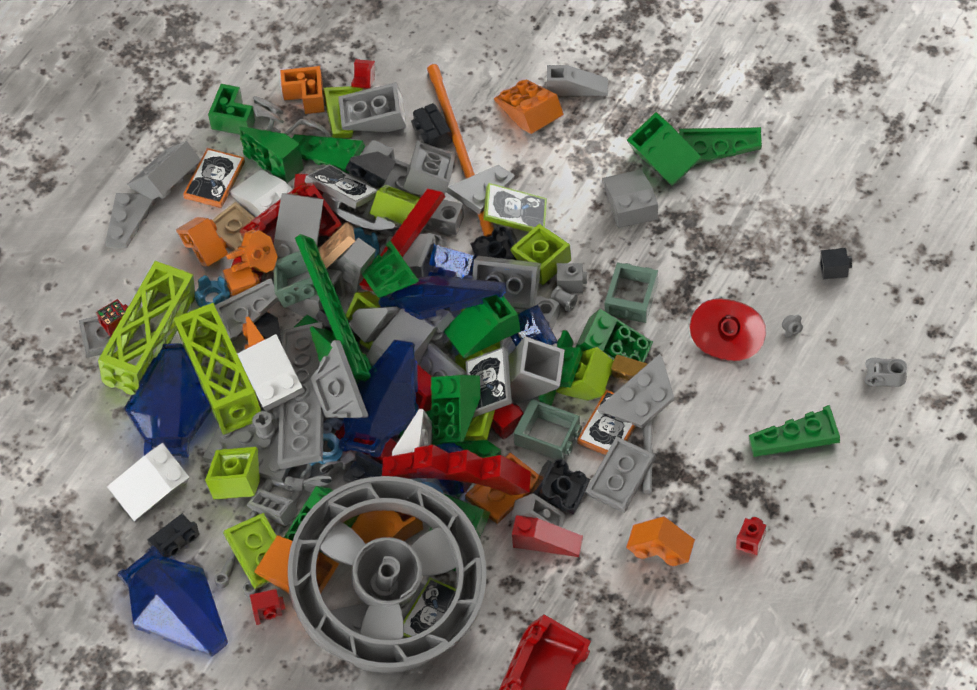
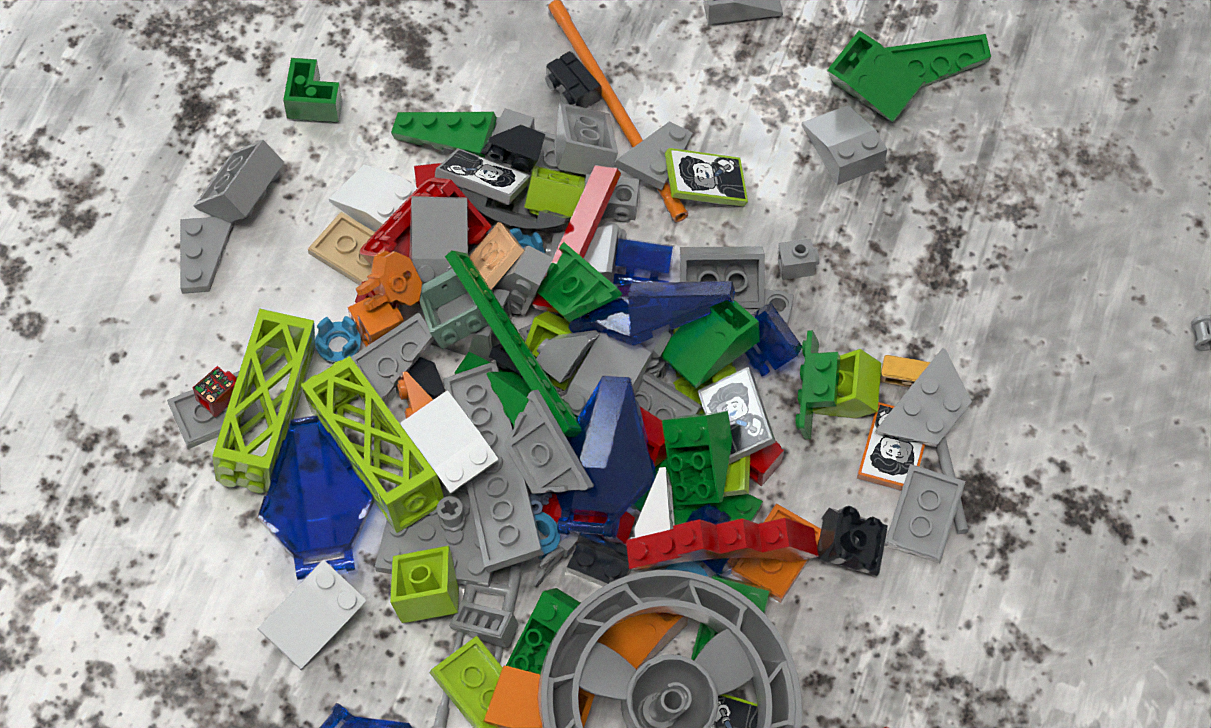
camera: 15 degrees left, 5 degrees up
(174, 536) = (360, 683): black bracket -> none
(202, 237) = (312, 267): orange brick -> none
(214, 178) = (305, 183): tile -> none
(260, 111) = (370, 116): light grey plant -> none
(272, 152) = (377, 140): green slope -> none
(298, 484) = (531, 586): light grey piece -> none
(305, 85) = (398, 45): orange brick -> none
(333, 109) = (452, 72): lime wing -> none
(363, 74) = (469, 23): red panel -> none
(373, 109) = (493, 68): light grey slope -> none
(496, 245) = (694, 229): black slope -> none
(530, 105) = (690, 39): orange slope -> none
(534, 369) = (790, 388): light grey slope -> none
(537, 508) = (833, 584): light grey slope -> none
(545, 248) = (755, 225): lime slope -> none
(546, 537) = (849, 613): red slope -> none
(552, 414) = (821, 446): sand green window -> none
(564, 298) = (794, 286): light grey bush -> none
(613, 337) = (863, 327): green slope -> none
(630, 309) = (878, 290): sand green window -> none
(662, 539) = (1001, 596): orange brick -> none
(727, 329) = (1014, 302): red hat -> none
(751, 535) = (1110, 580): red brick -> none
(792, 325) = (1088, 285): light grey plate -> none
(807, 432) = (1140, 424): green wing -> none
(835, 263) = (1120, 198): black brick -> none

